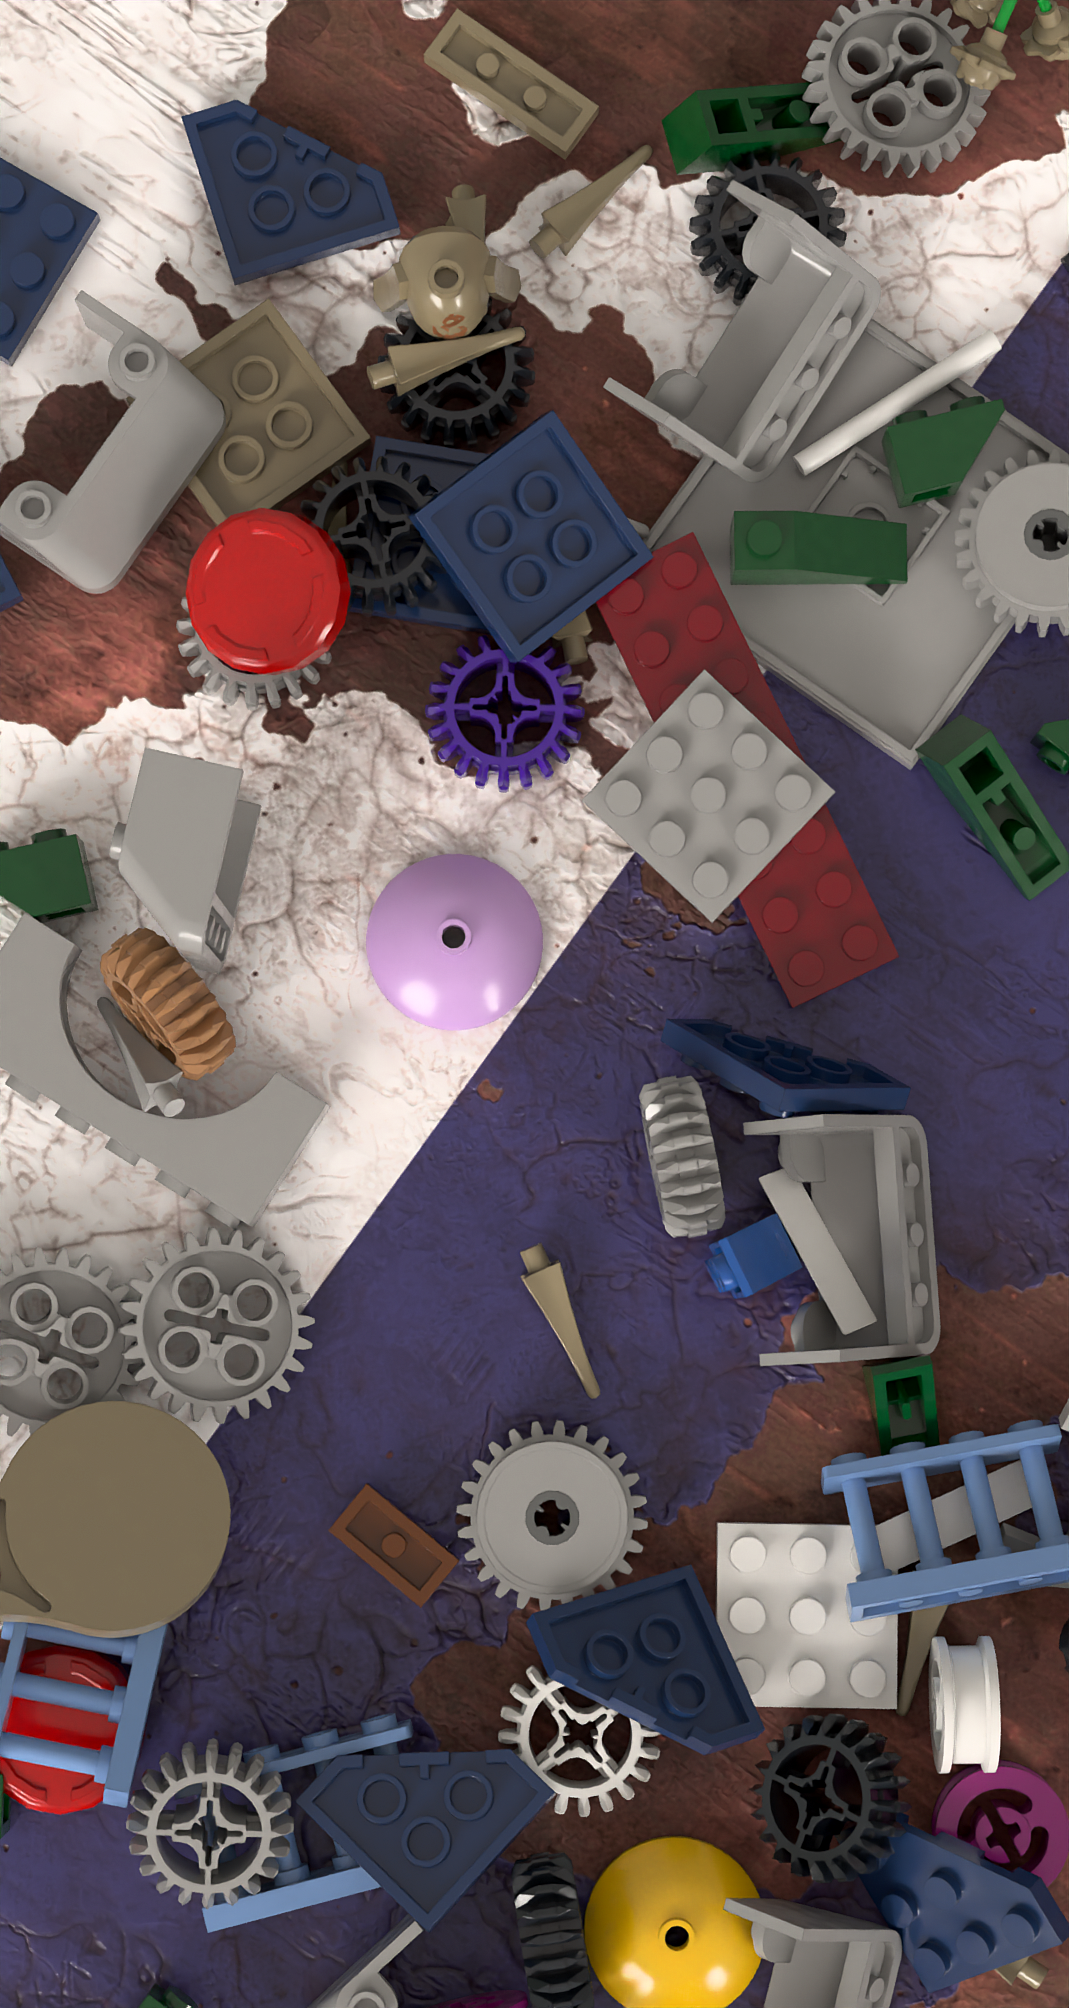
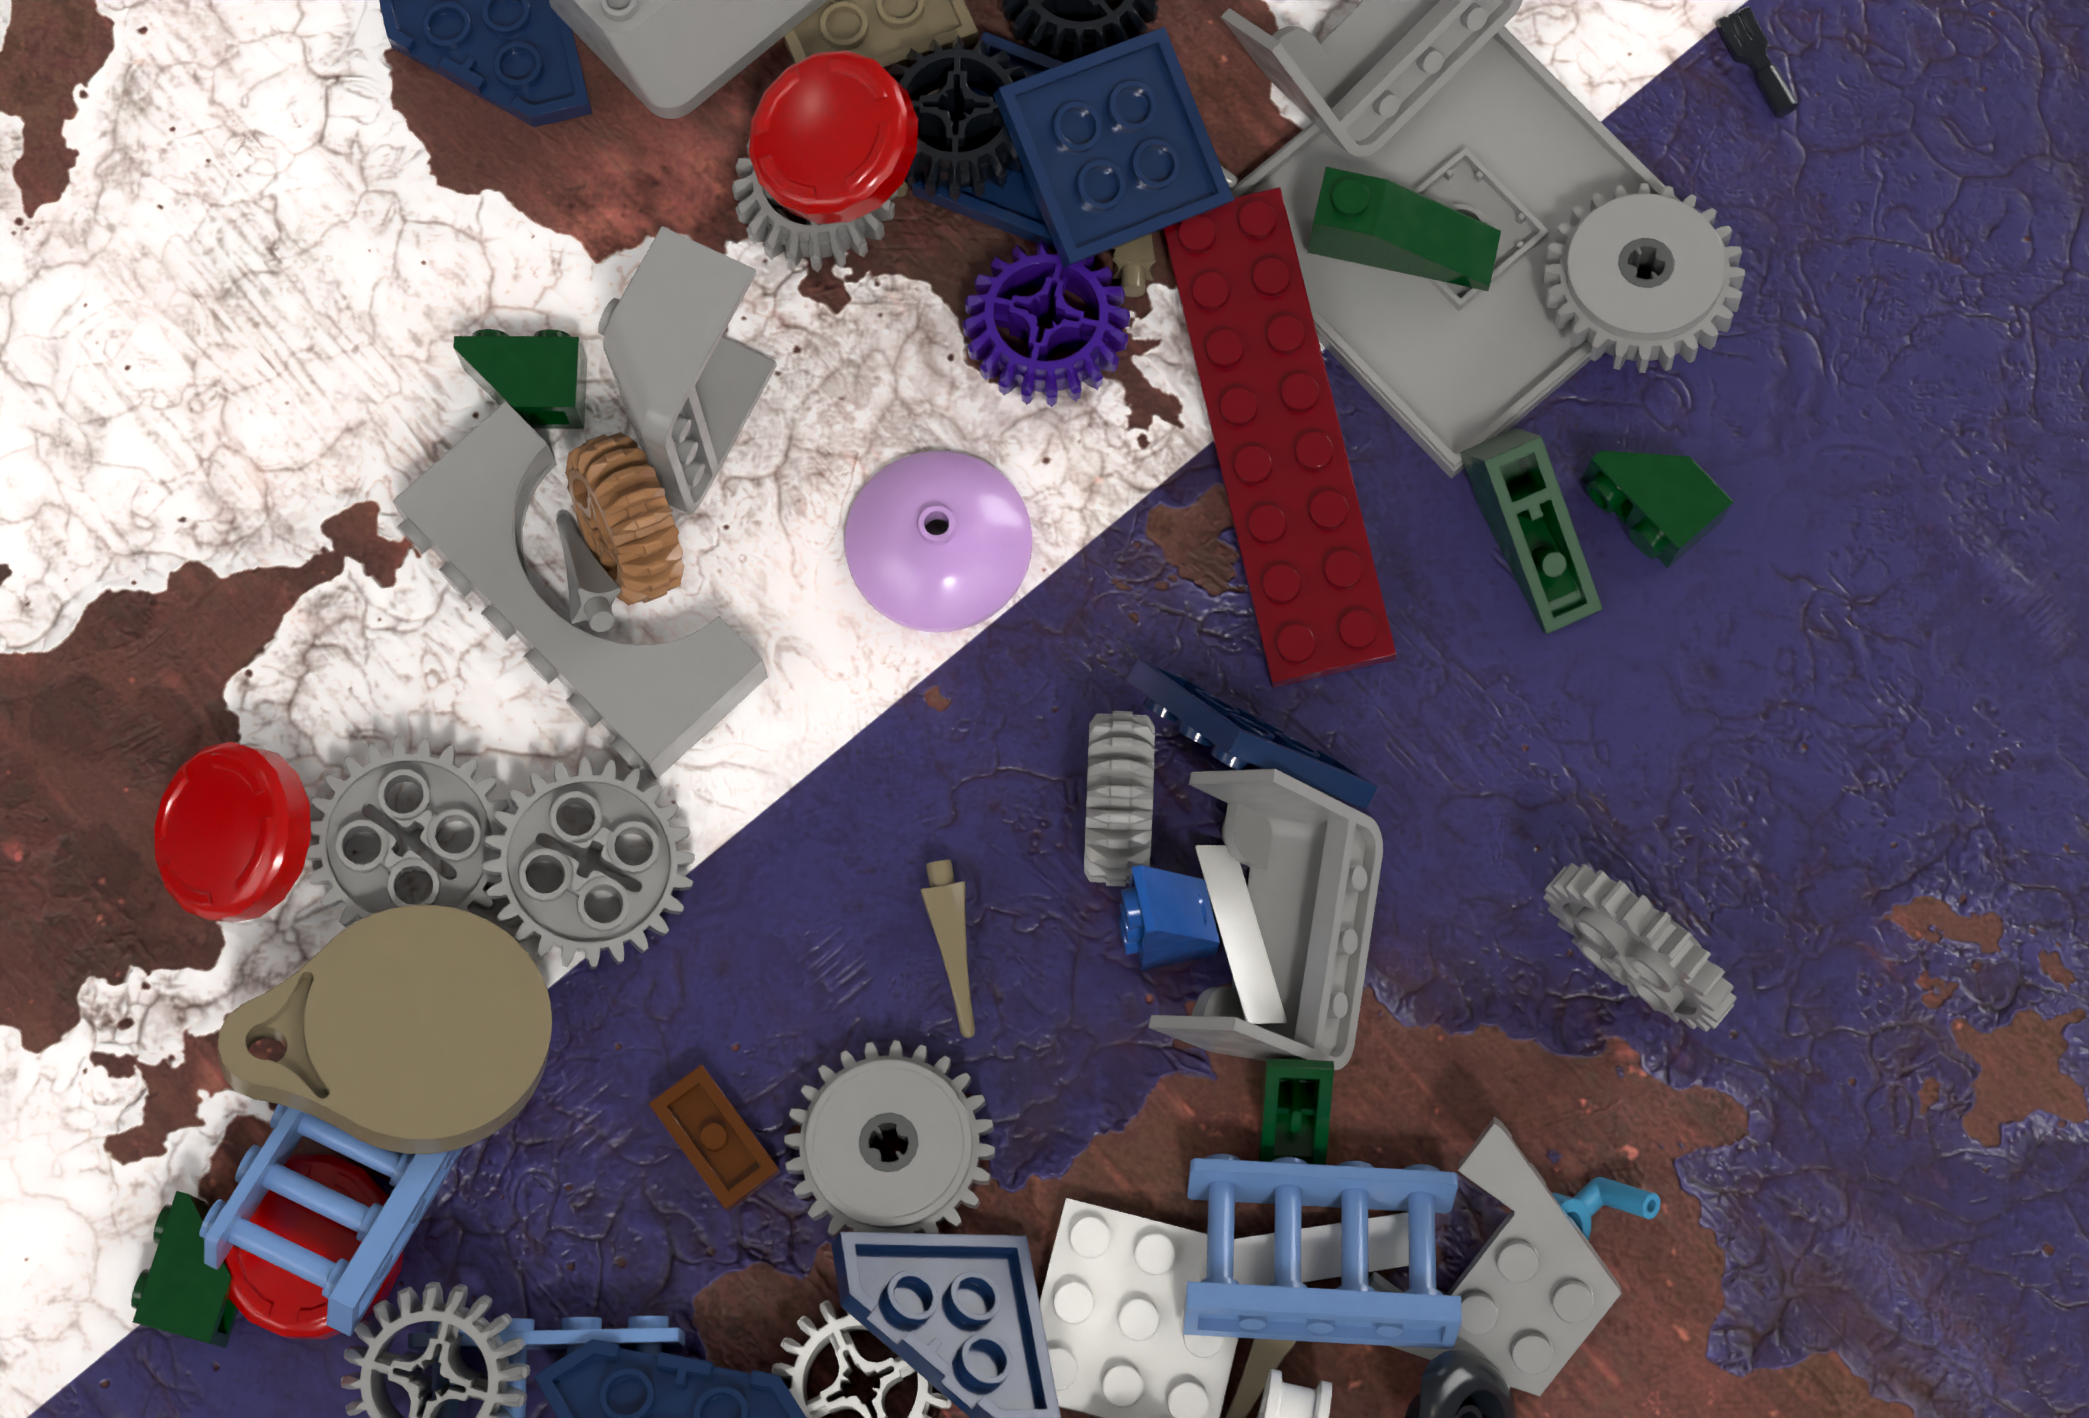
camera: 15 degrees right, 10 degrees down
(708, 796) = (1234, 445): light grey plate -> none
(897, 402) = (1517, 114): white bar -> none
(936, 452) = (1550, 164): dark green slope -> none

